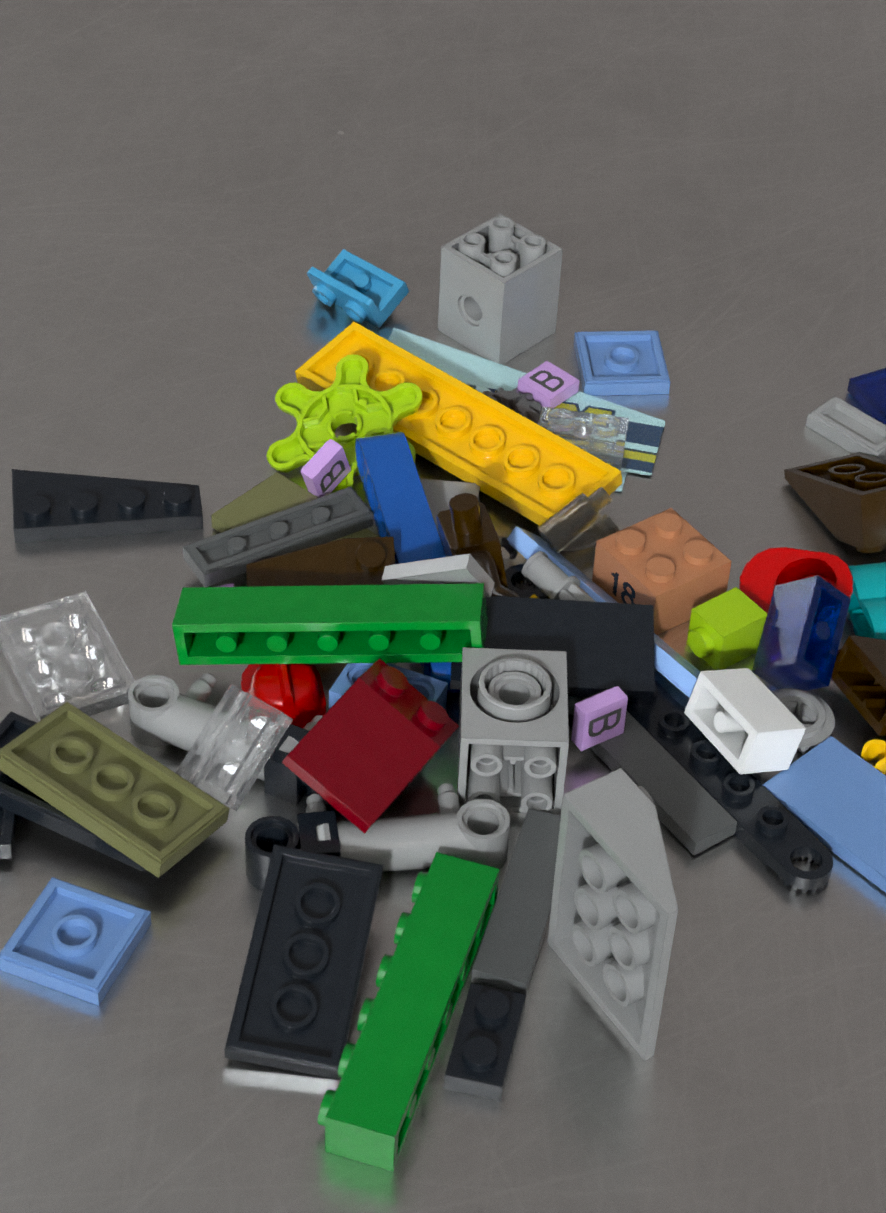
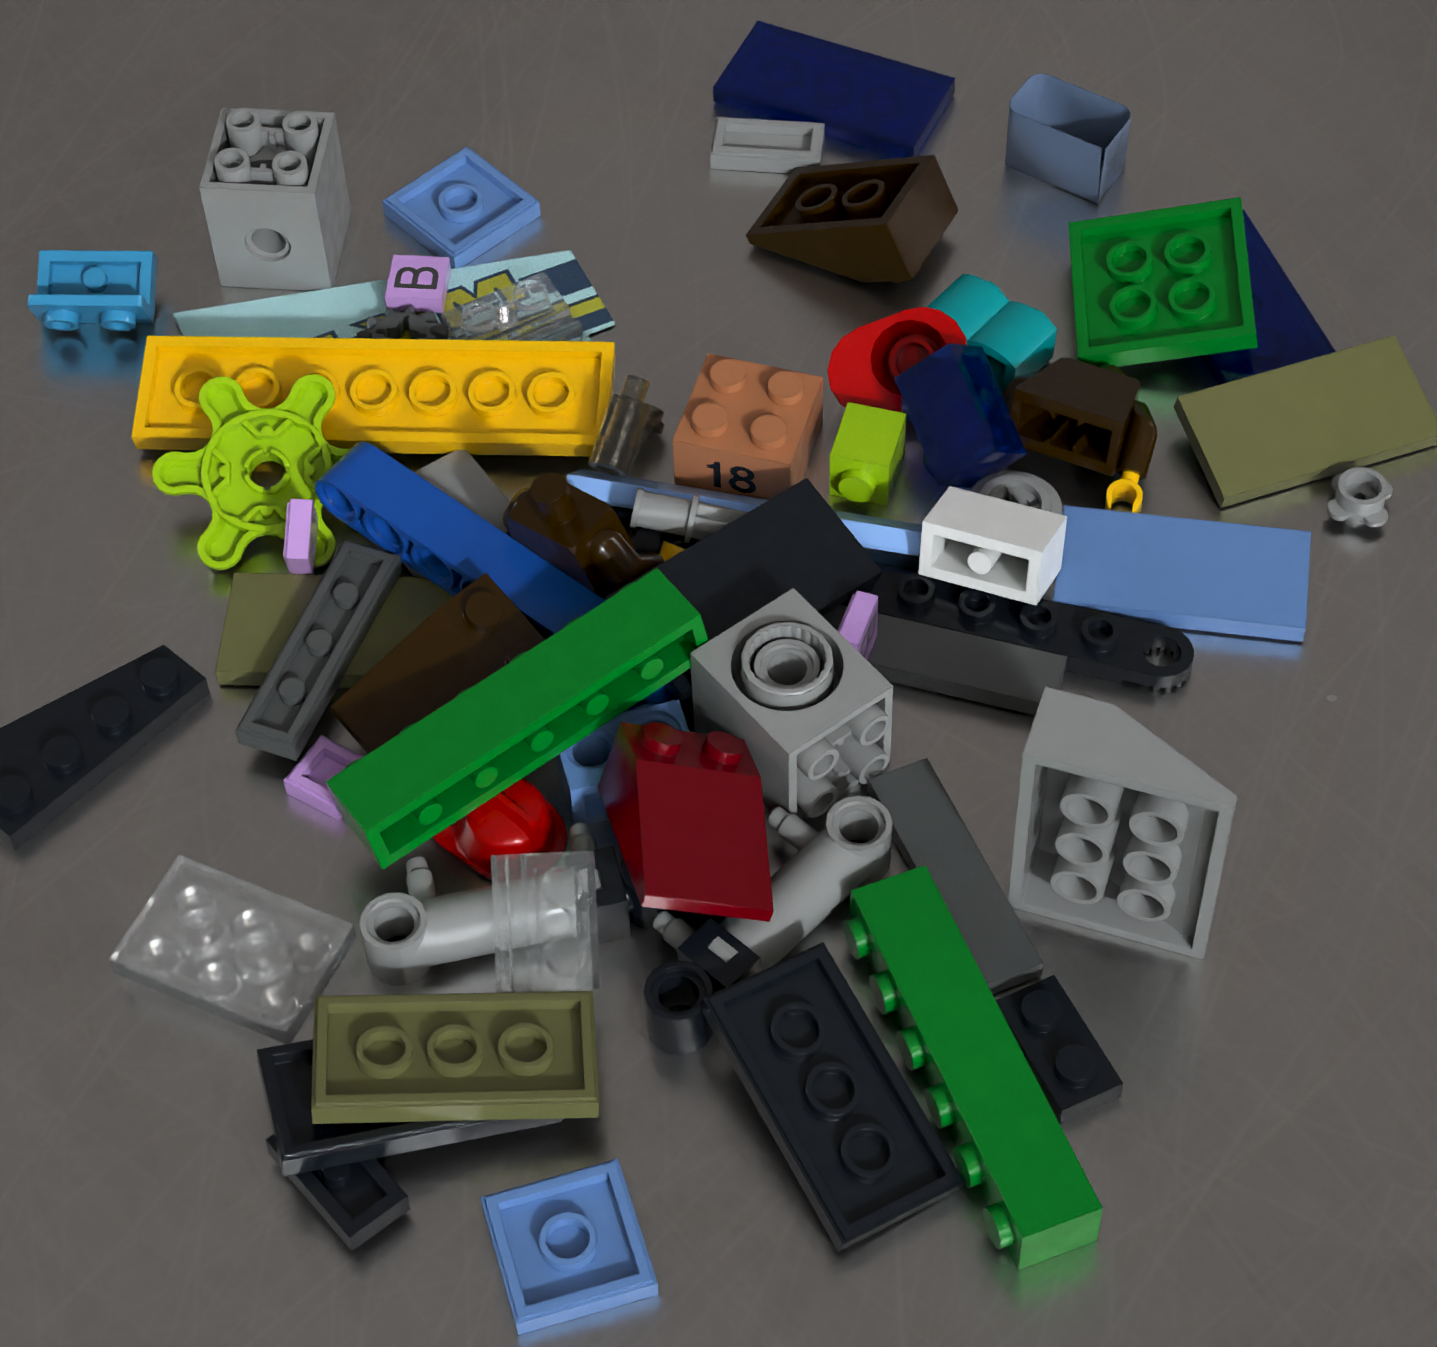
camera: 35 degrees left, 10 degrees up
(443, 570) = (585, 591): light grey tile -> none

